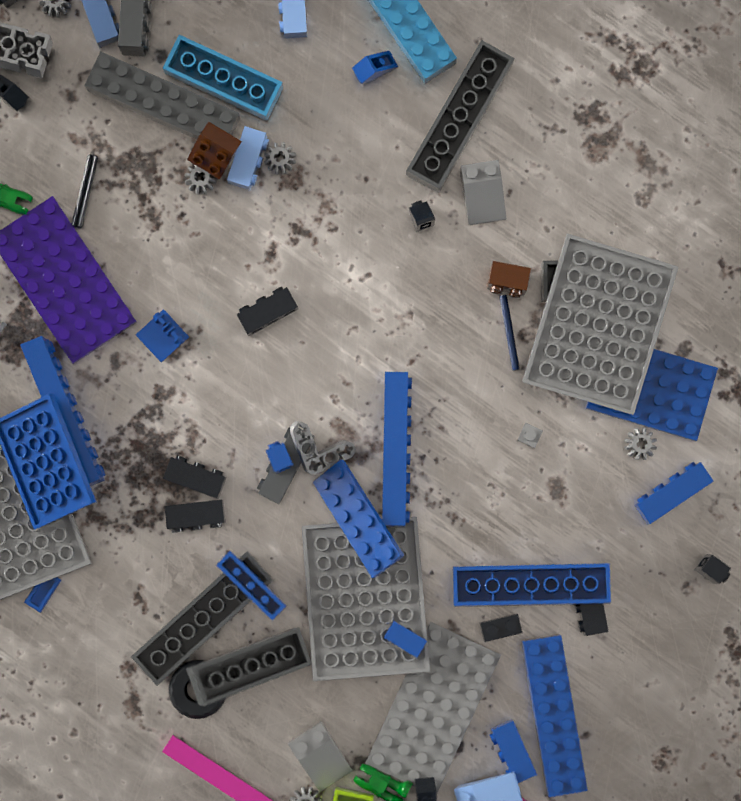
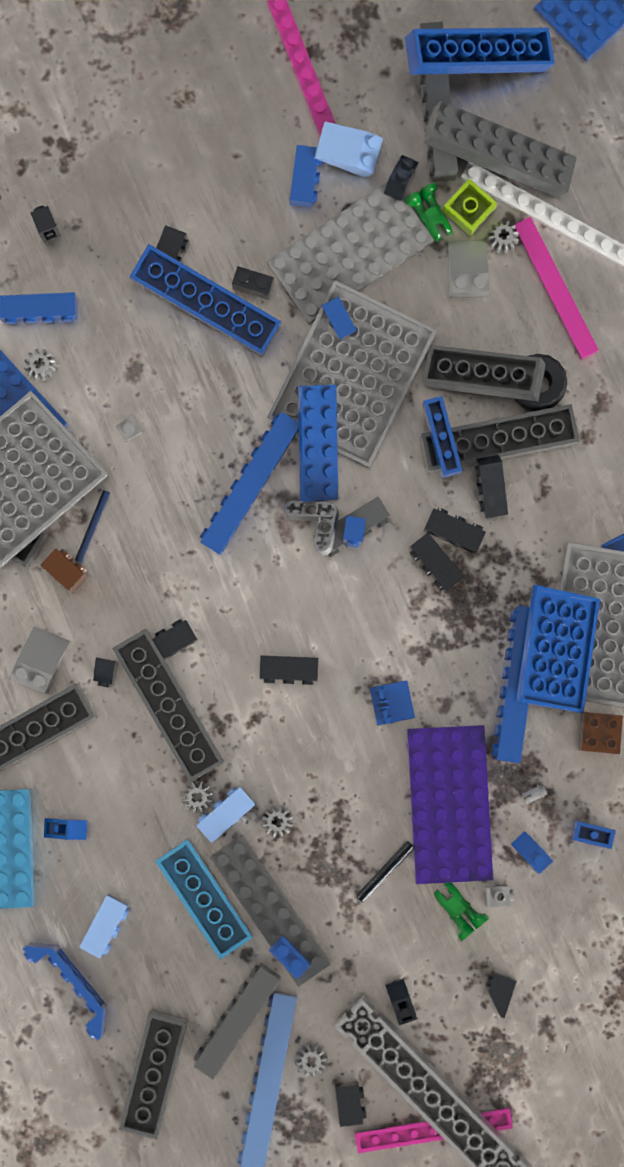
camera: 150 degrees left, 0 degrees up
(120, 69) = (290, 956): none -> blue brick
(184, 570) = (491, 486): none -> black brick
(214, 150) = (251, 834): reddish brown brick -> none
(350, 218) = (168, 705): none -> dark grey brick
(379, 278) = (175, 638): none -> black brick
(554, 715) = (252, 185): blue brick -> none

